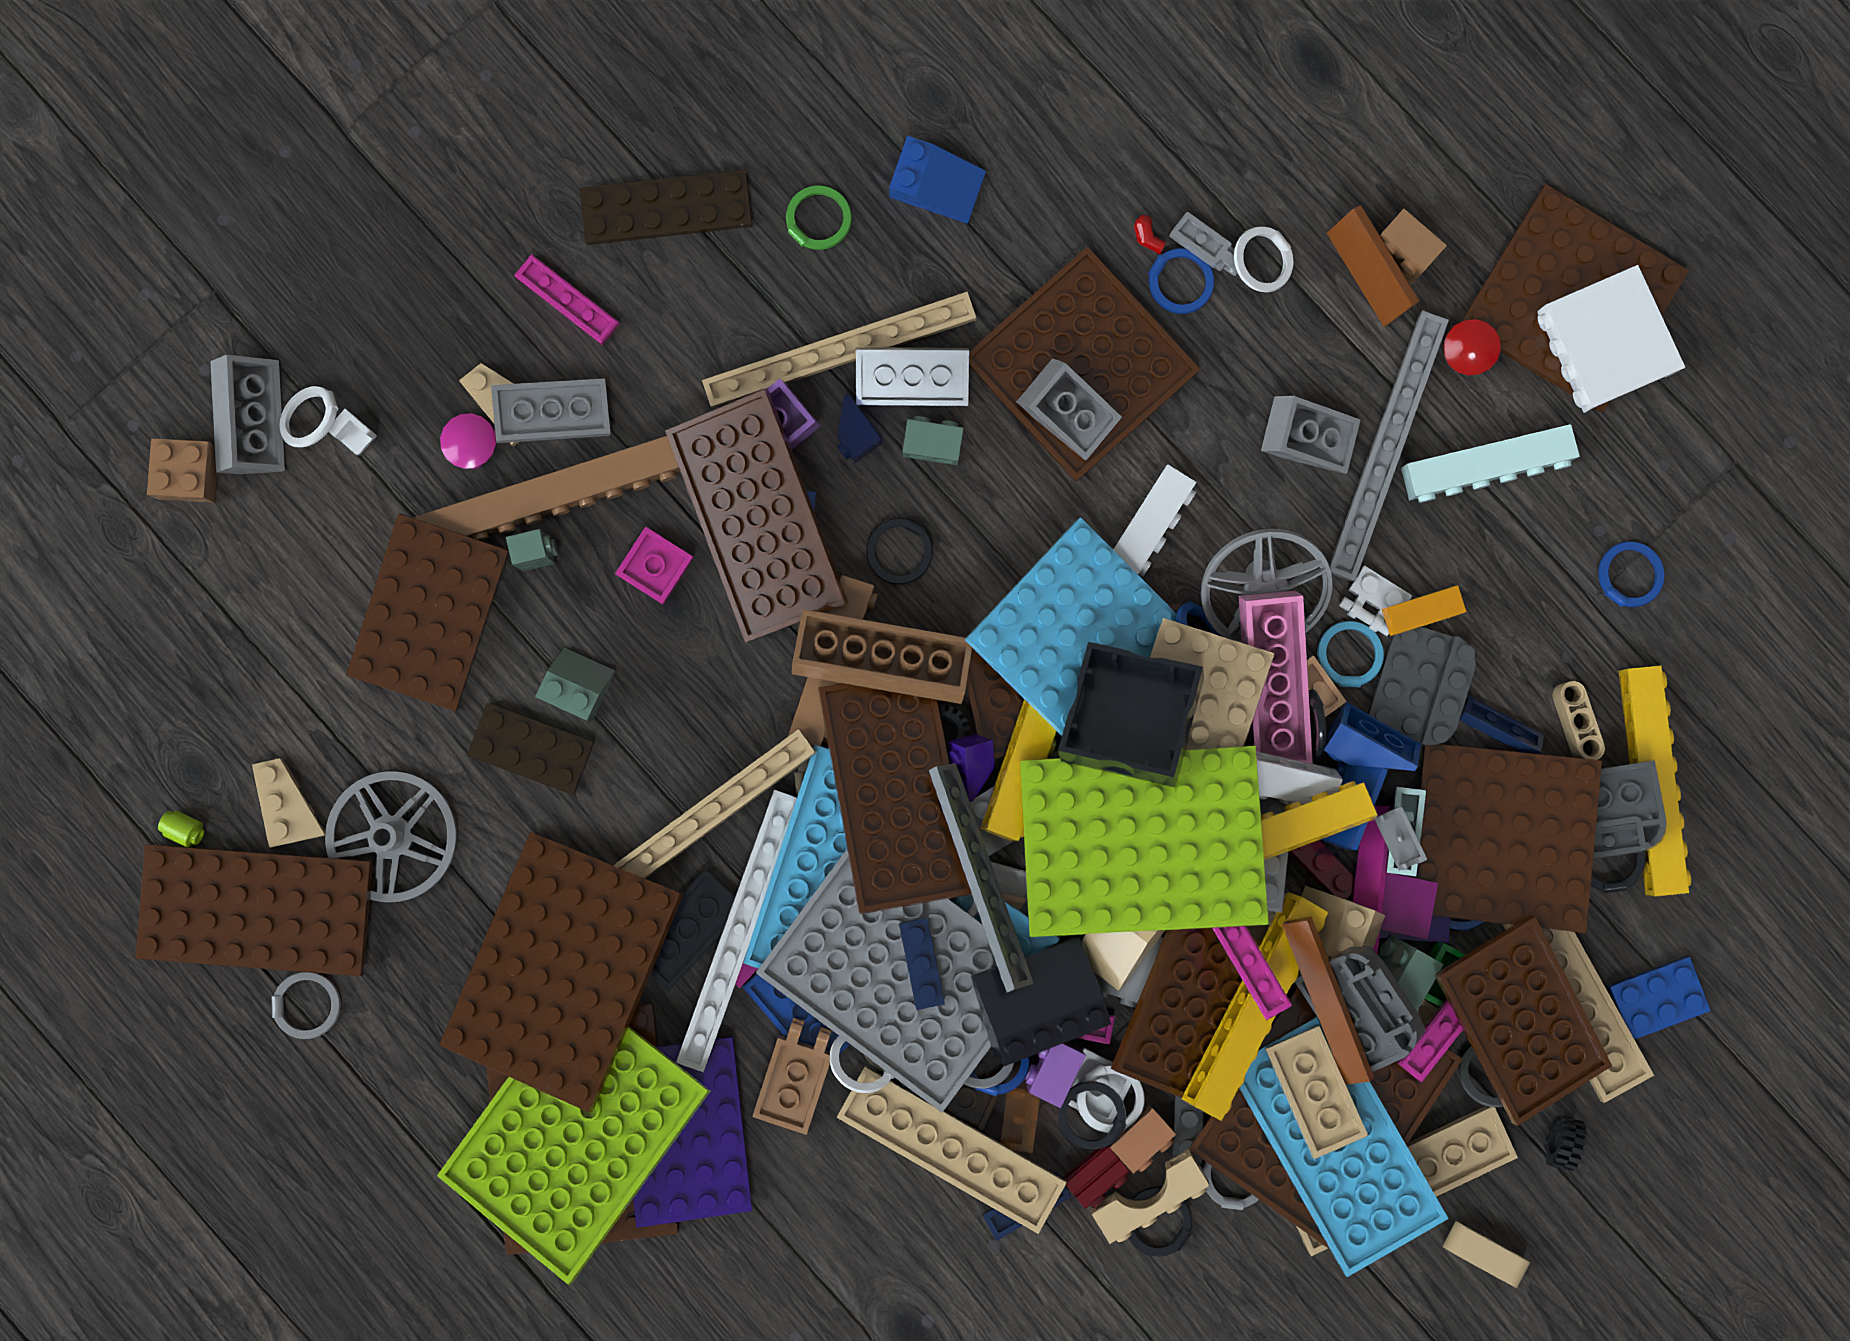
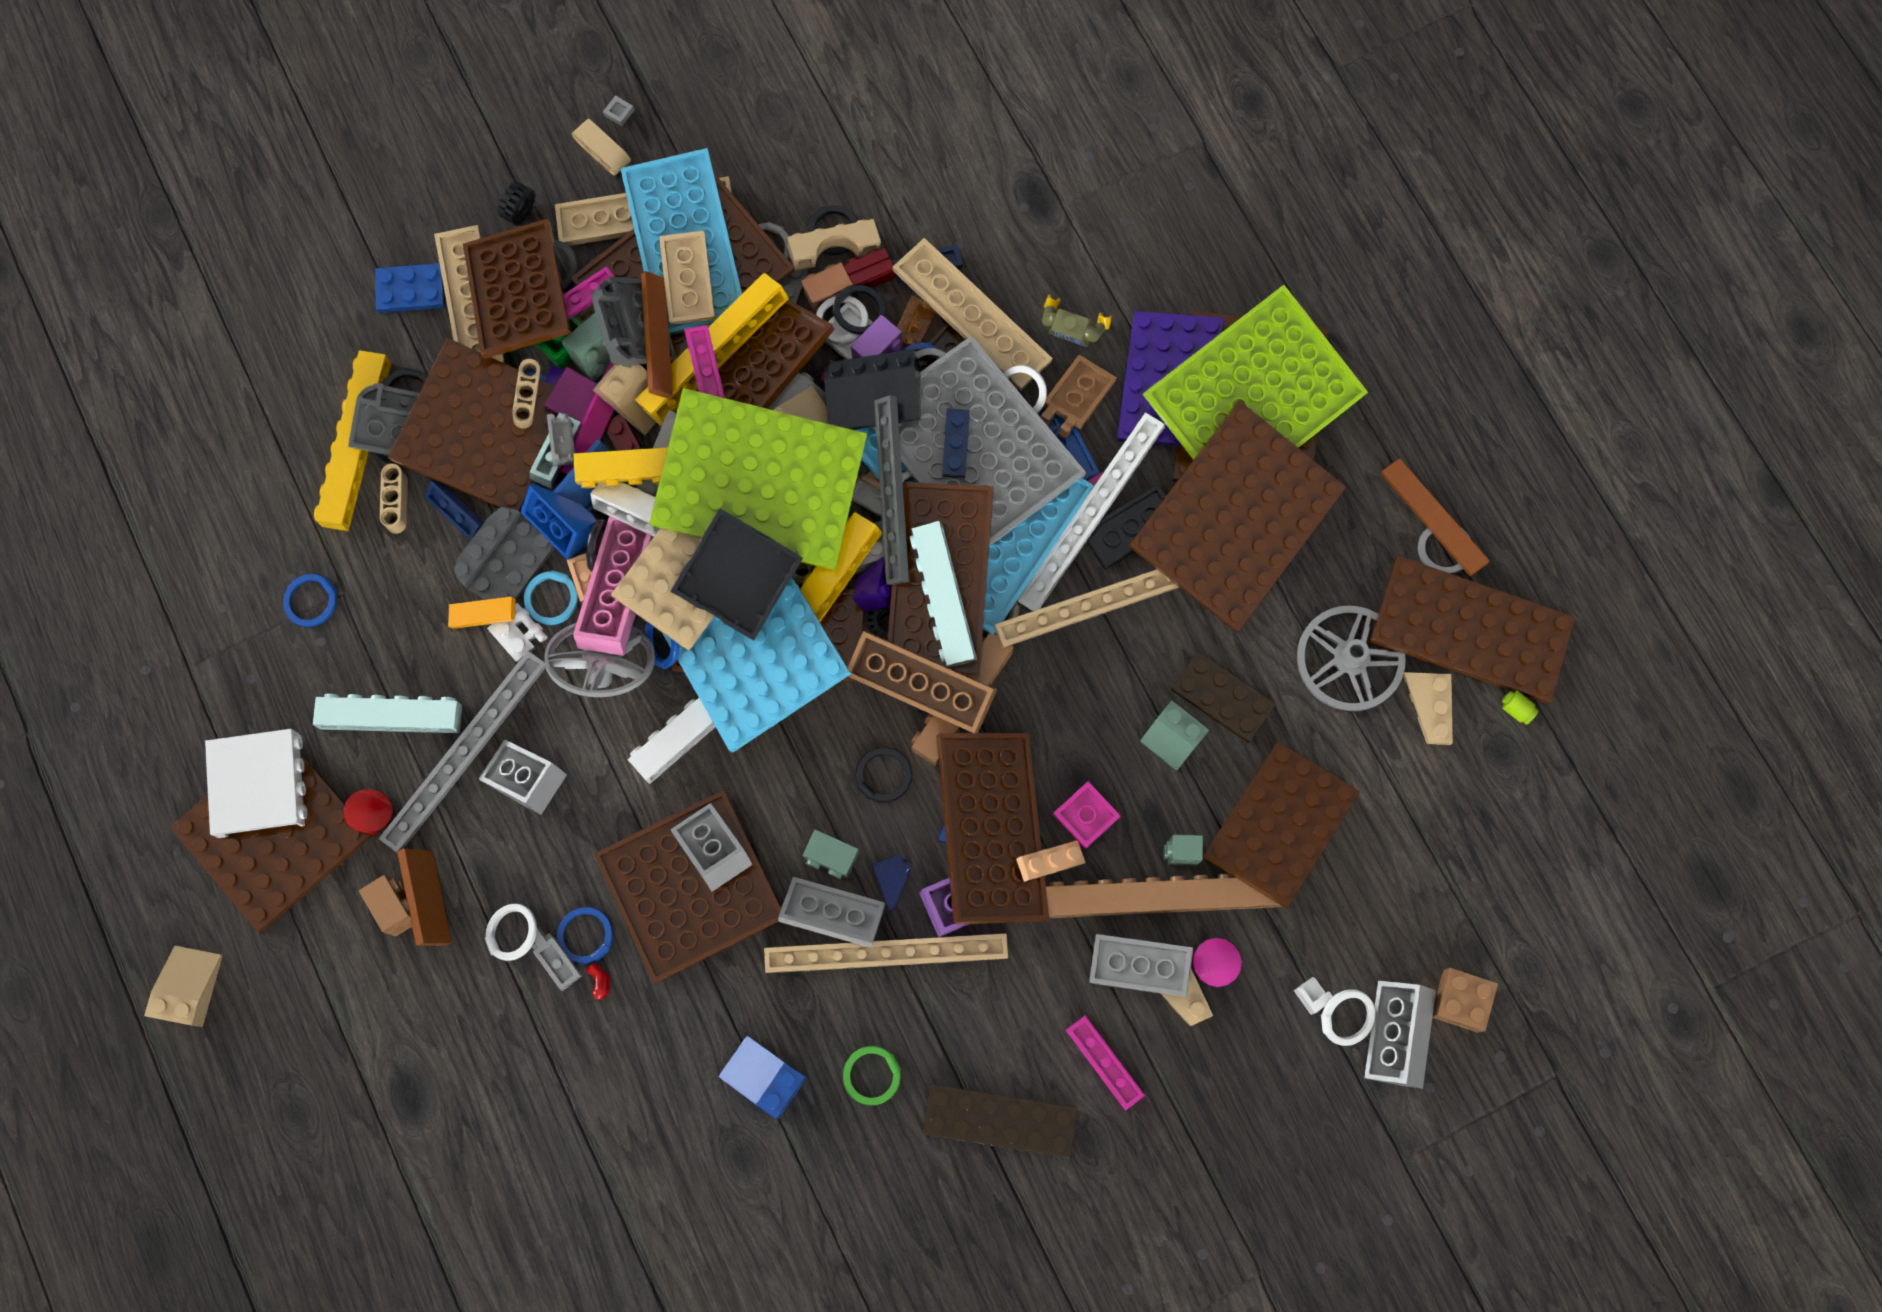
camera: 160 degrees left, 10 degrees down
(325, 1038) = (1435, 517): none -> dark orange tile
(680, 497) = (1050, 860): none -> light nougat plate
(825, 1166) = (1072, 326): none -> olive torso
(883, 766) = (944, 594): none -> light aqua brick
(1463, 903) = (529, 383): none -> tan beam
(1481, 1312) = (618, 111): none -> light grey plate
(1602, 103) = (184, 987): none -> tan slope

